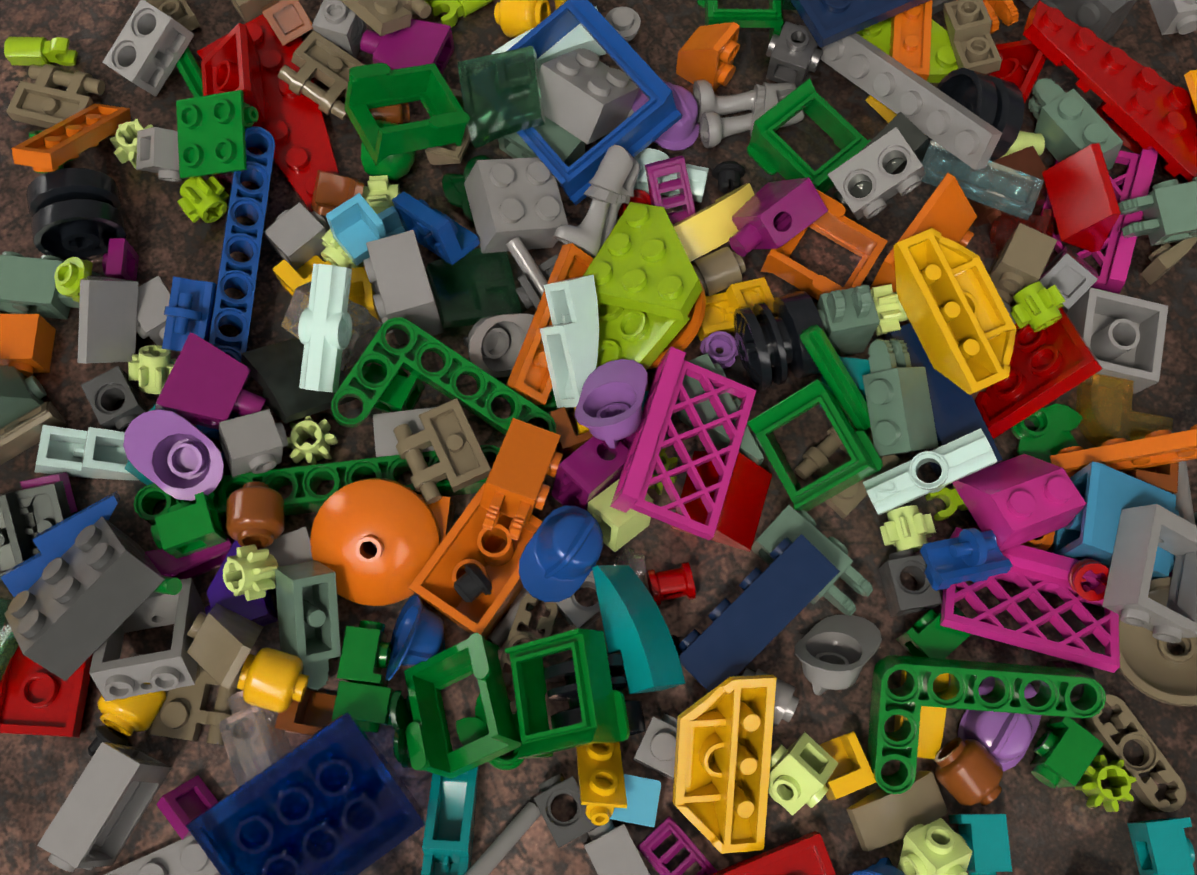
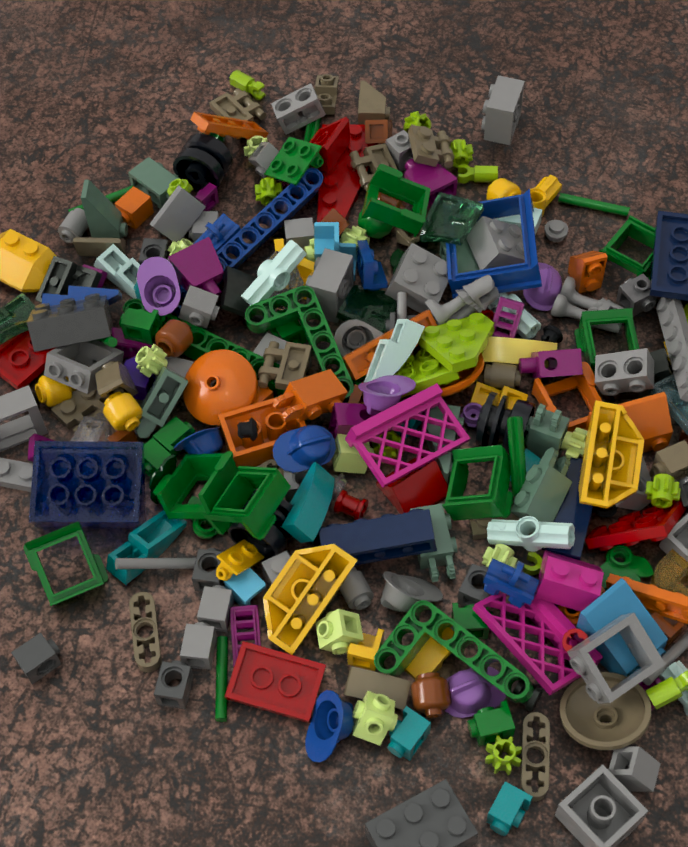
camera: 40 degrees right, 15 degrees down
(310, 429) = (229, 328): yellowish green gear -> none

